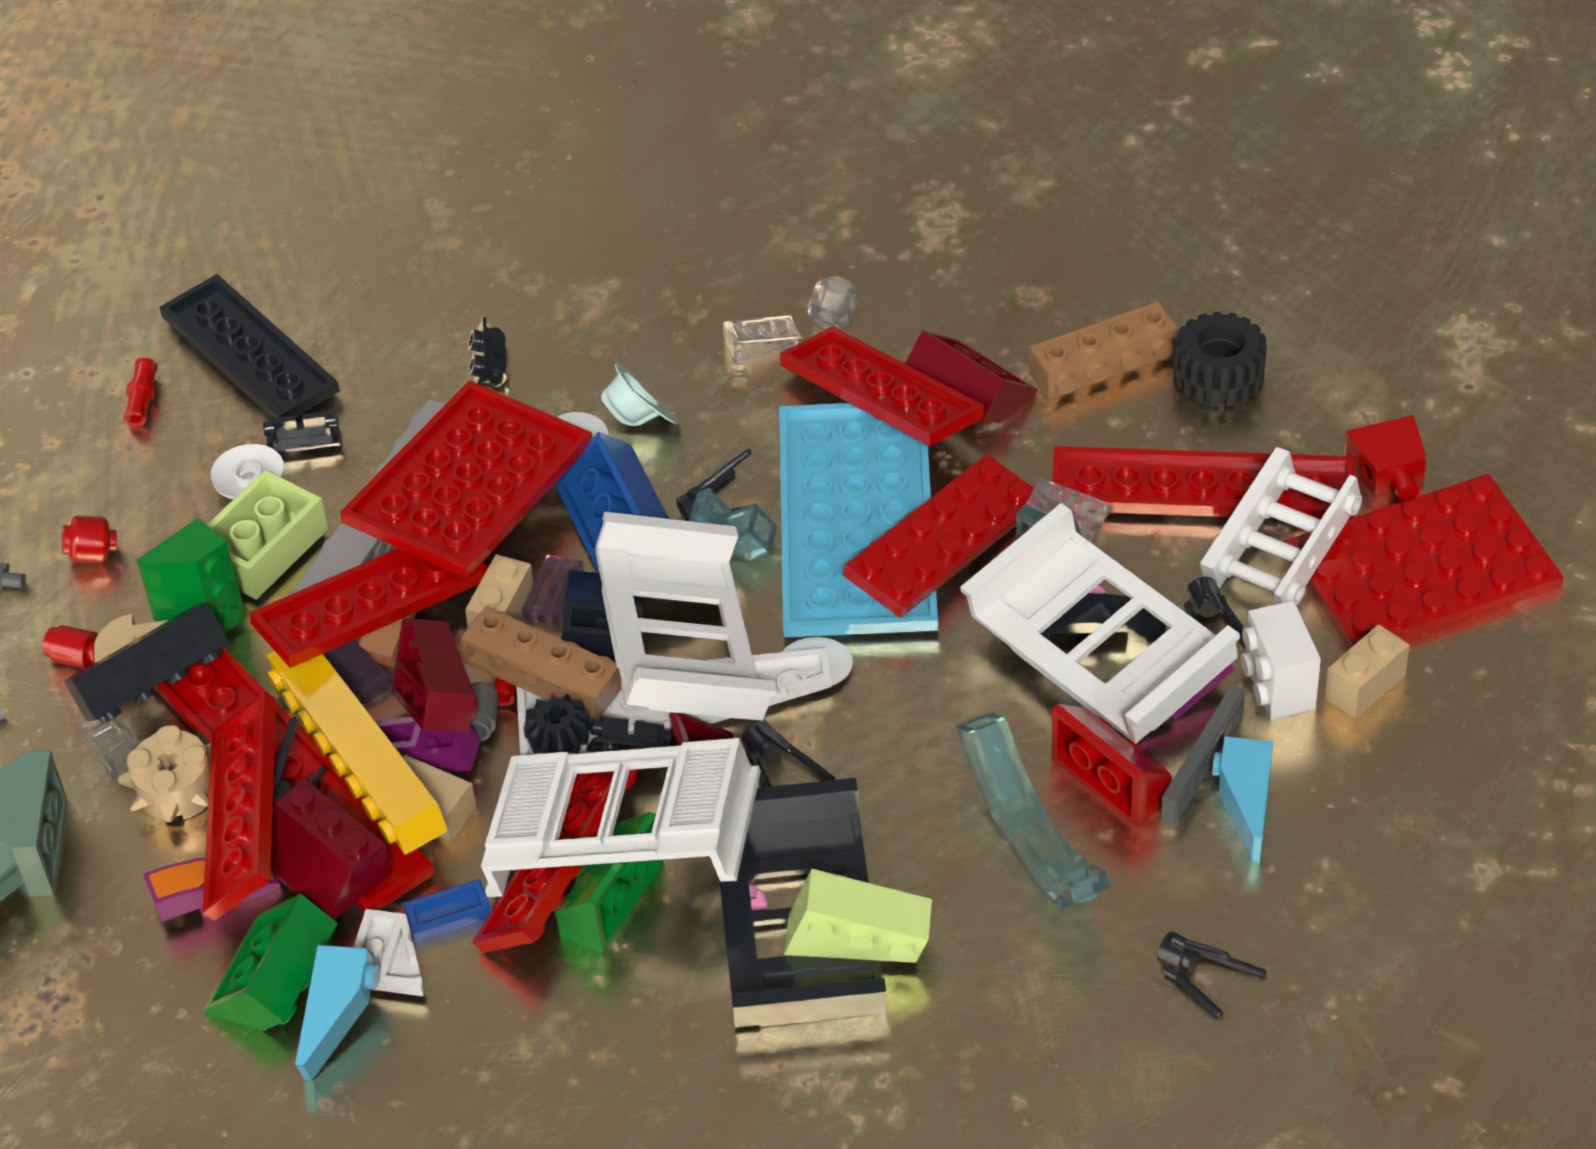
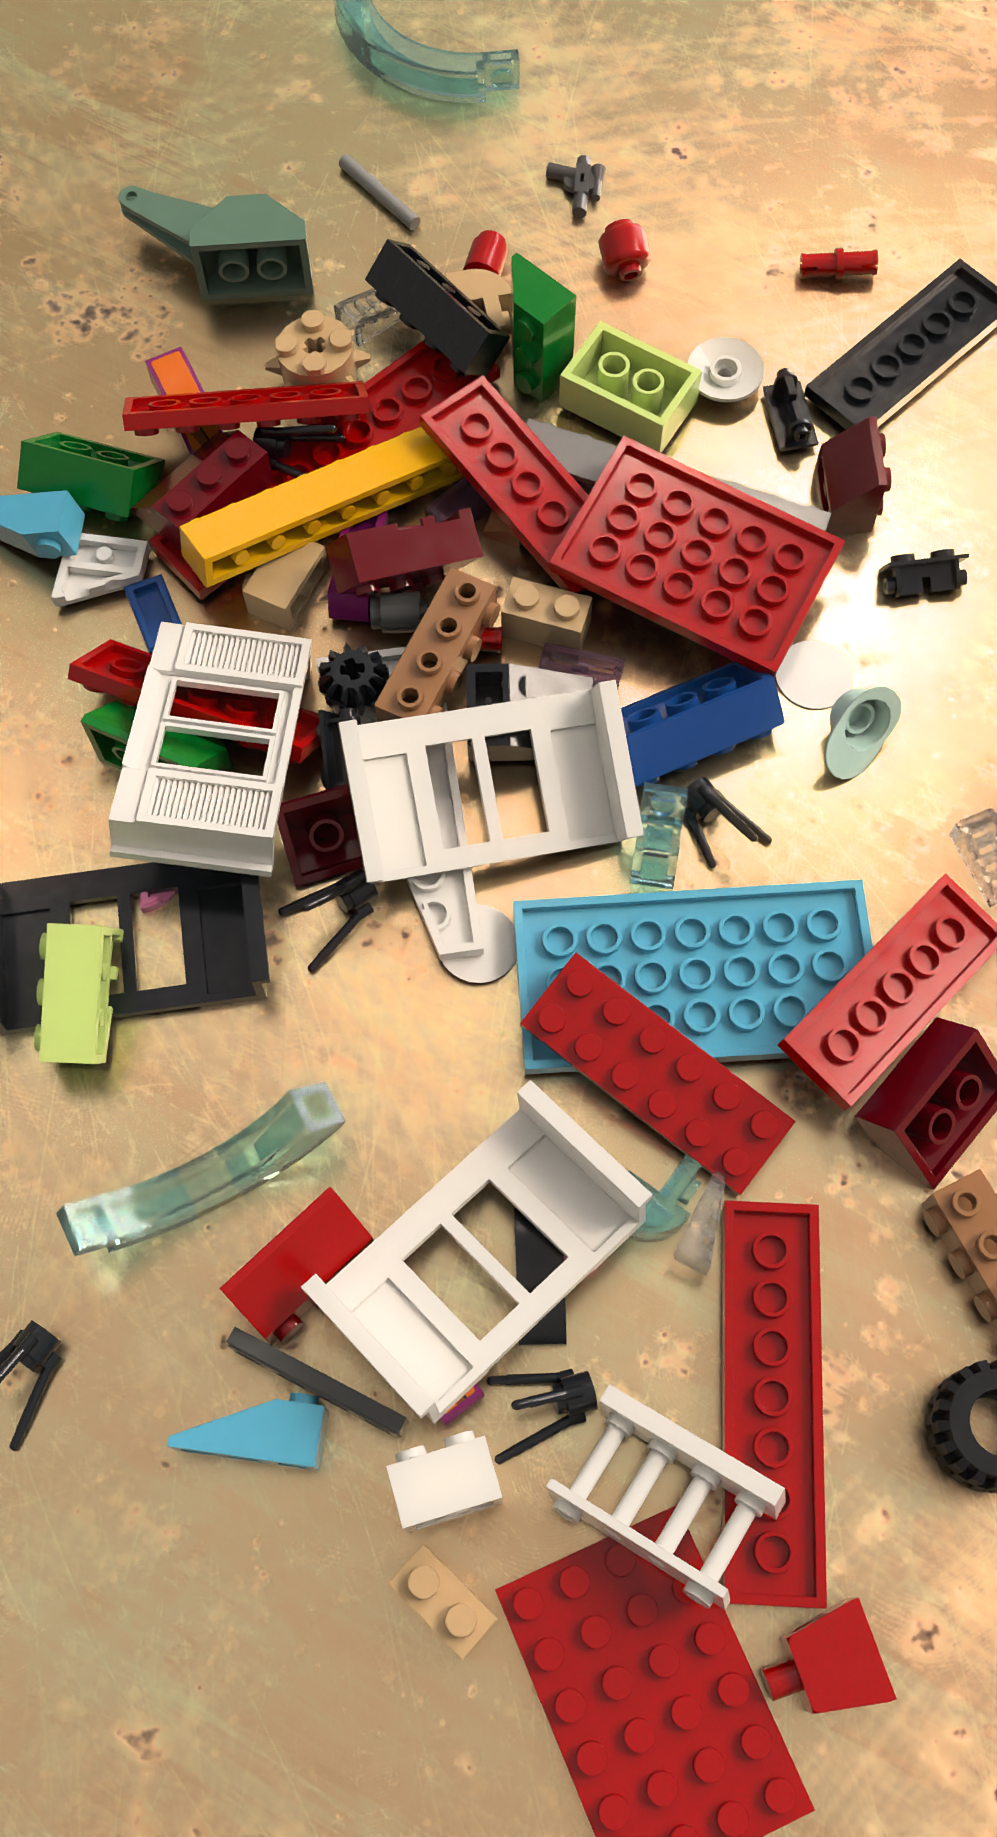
camera: 85 degrees right, 20 degrees up
(390, 383) = (853, 478): none -> dark red slope

